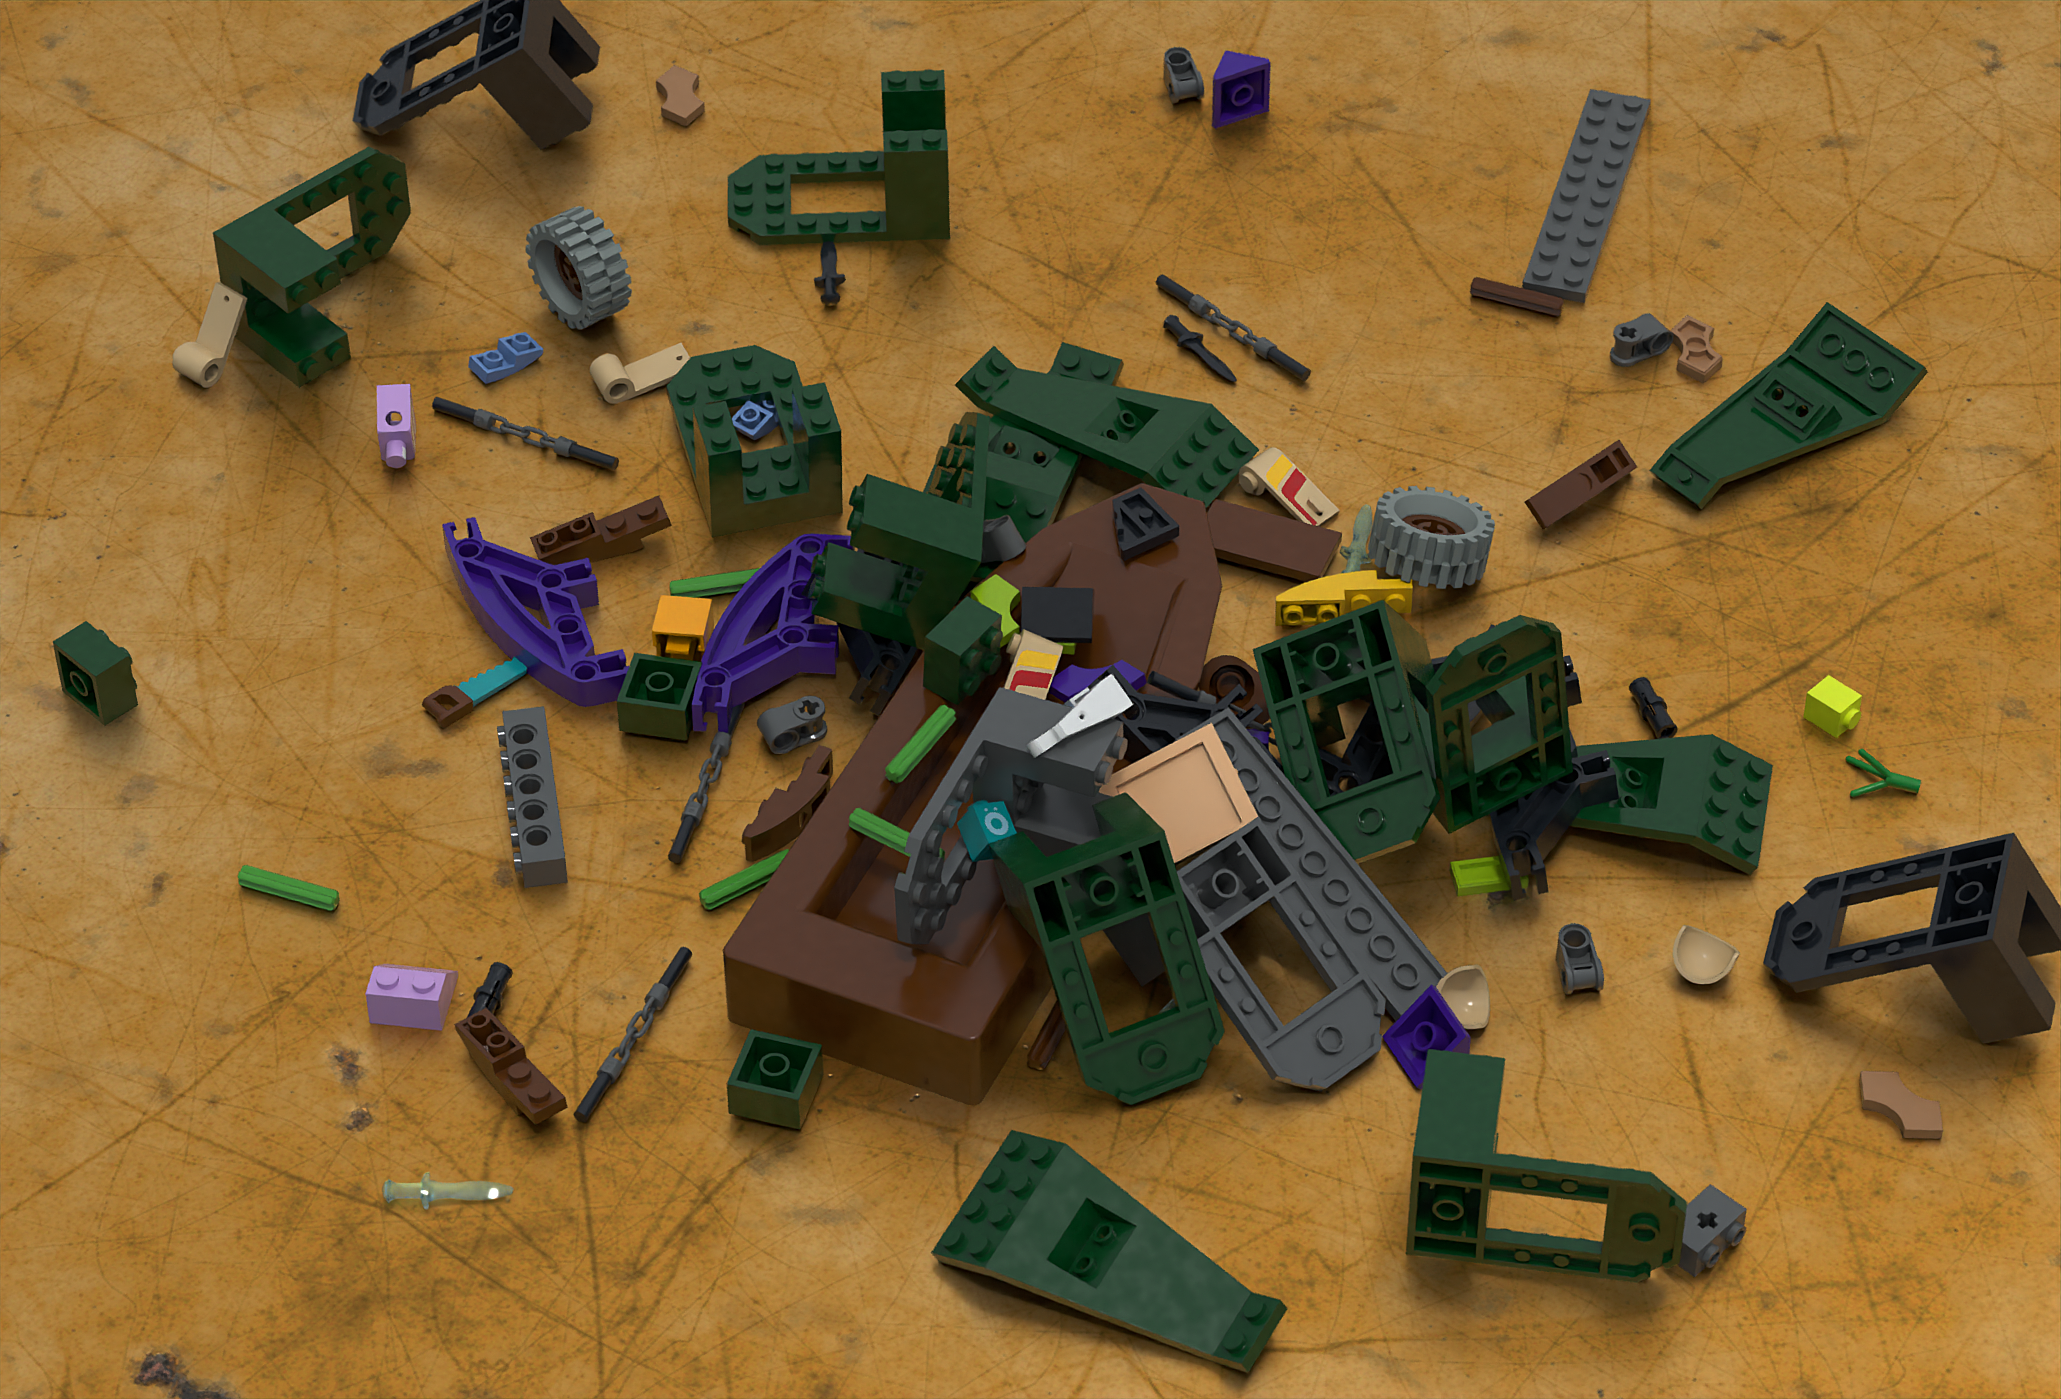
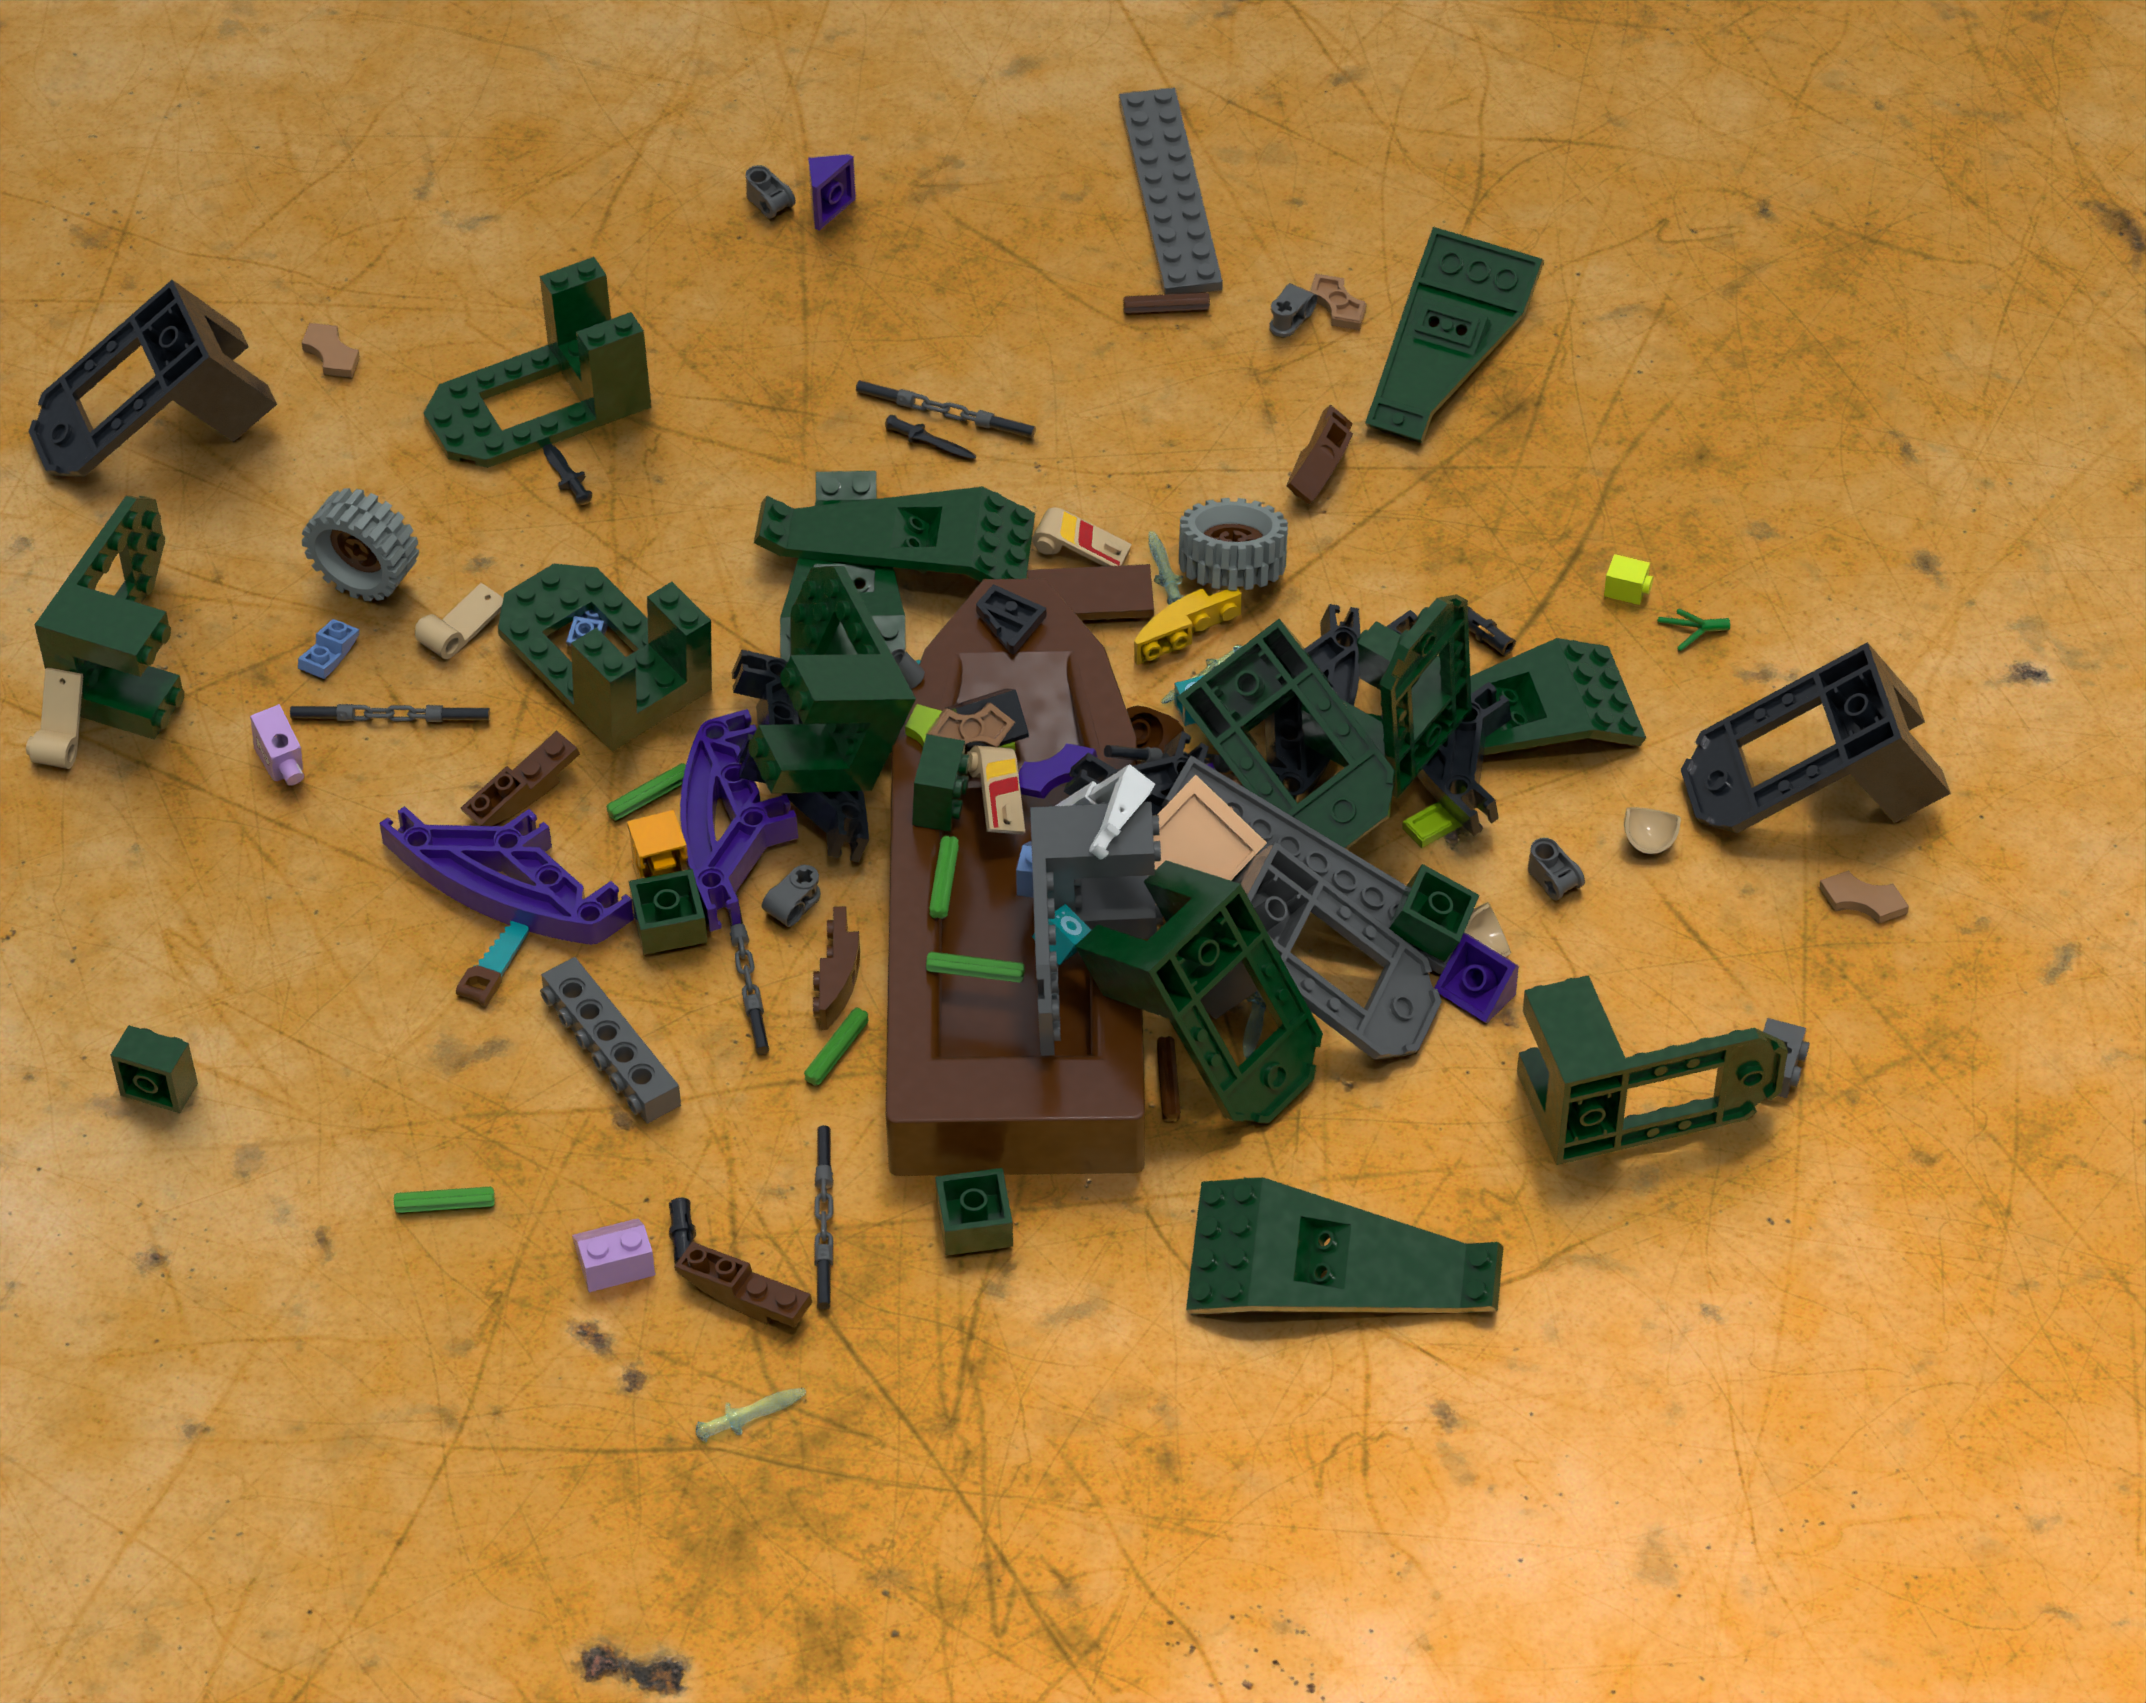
camera: 25 degrees left, 5 degrees up
(1044, 614) = (984, 726): none -> medium nougat tile
(1409, 953) = (1433, 912): none -> dark green brick

